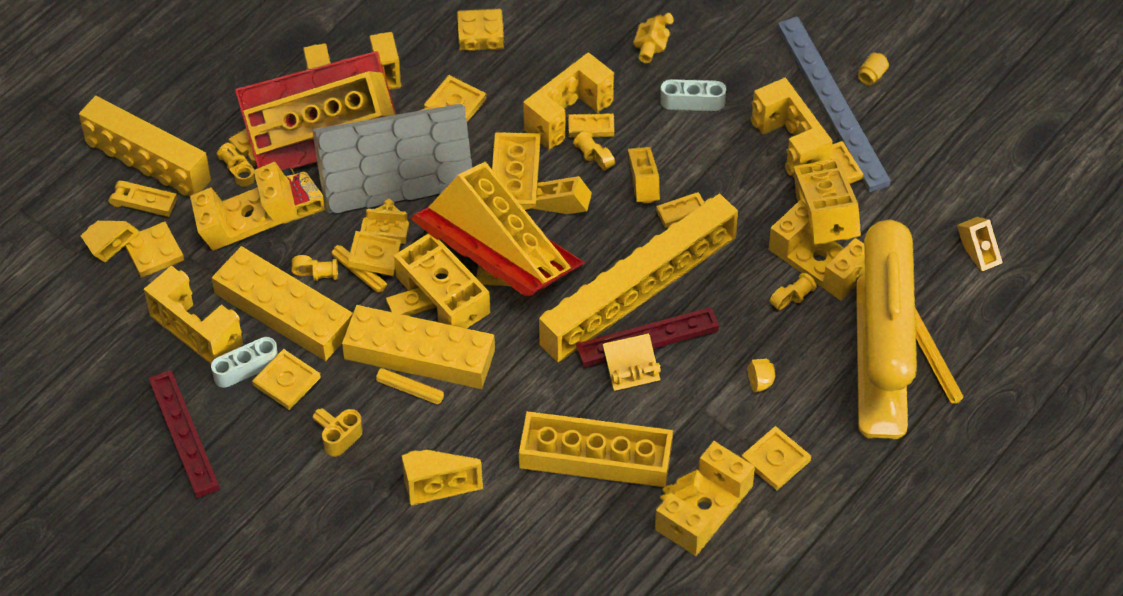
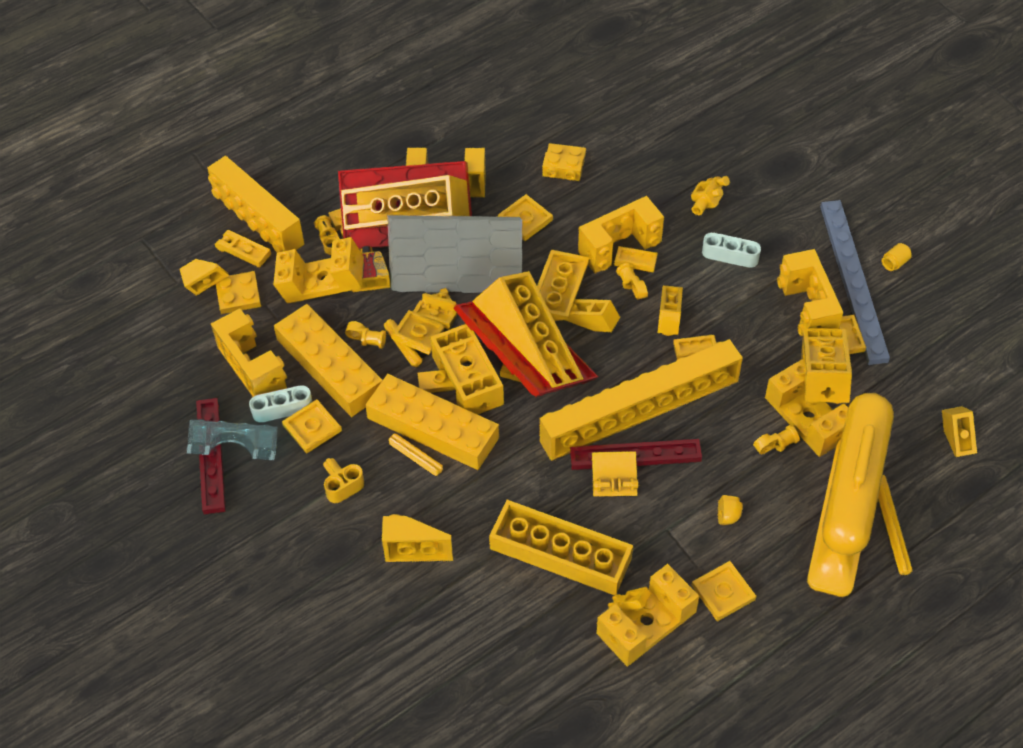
camera: 15 degrees right, 0 degrees up
(234, 406) = (257, 439): none -> clear light blue arch

